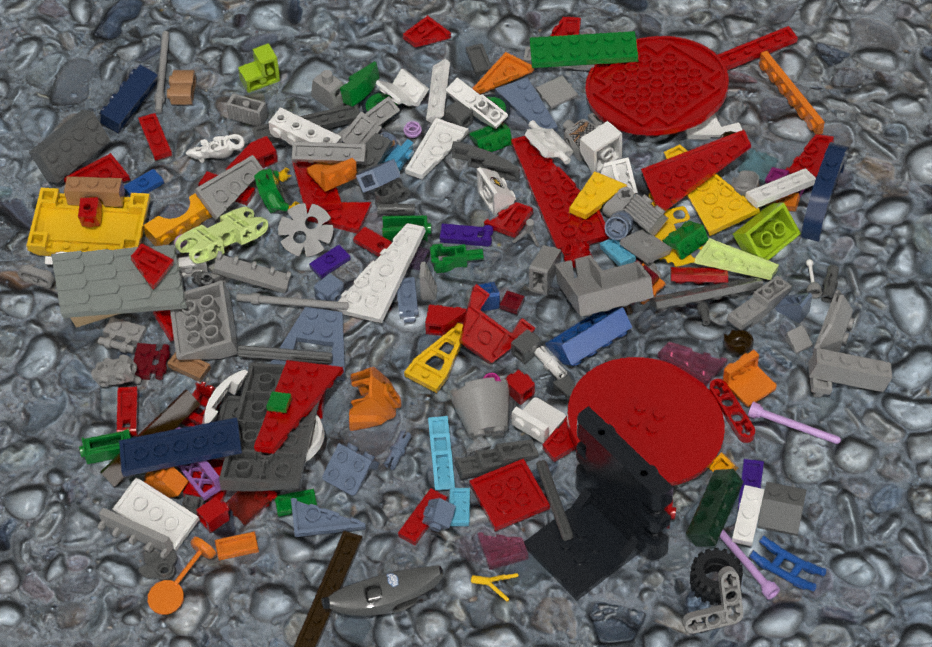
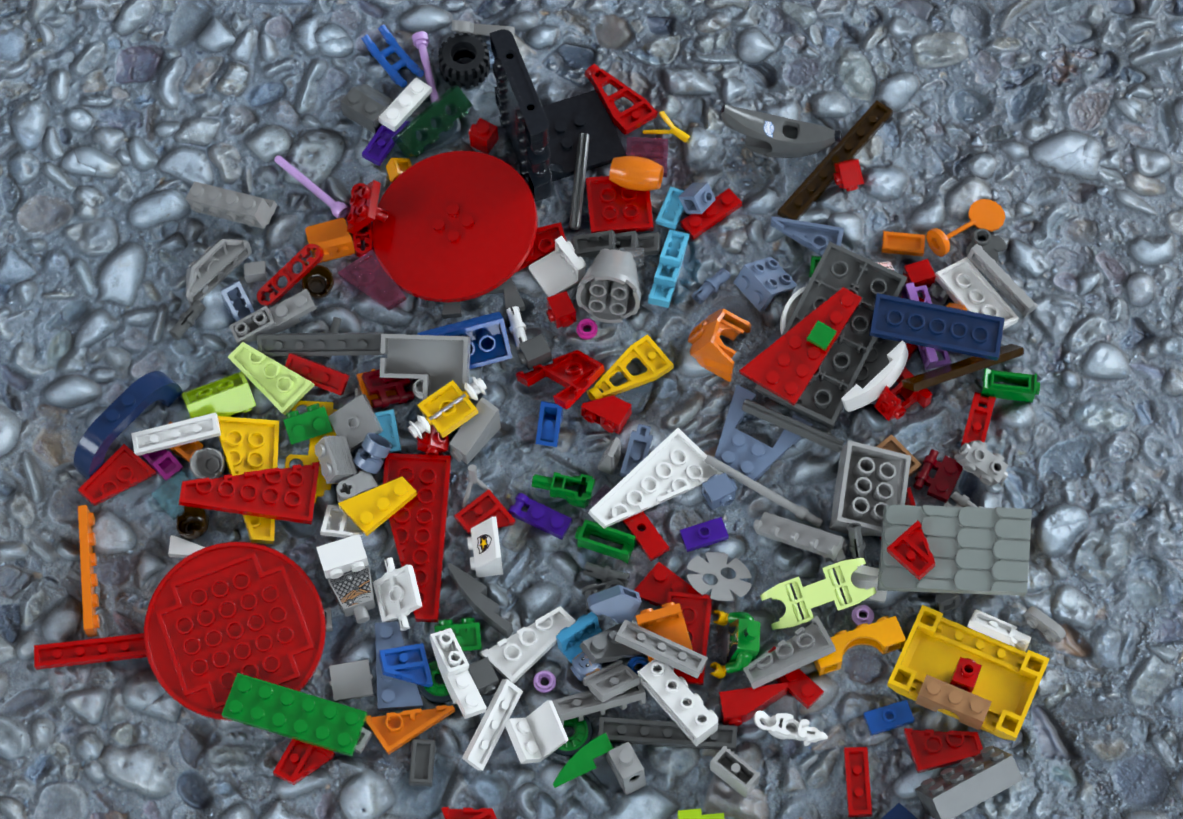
camera: 160 degrees left, 10 degrees up
(306, 583) = (848, 174): none -> red brick
(501, 507) = (636, 173): none -> orange piece
(512, 302) = (526, 411): dark red plate -> none
(518, 101) = (407, 664): none -> blue wing
(531, 576) = (629, 119): none -> red plate
(571, 255) = (447, 408): none -> yellow plate
(729, 400) = (365, 208): none -> red plate
(763, 333) = (292, 278): none -> red beam
(813, 288) = (207, 320): light grey hinge -> none

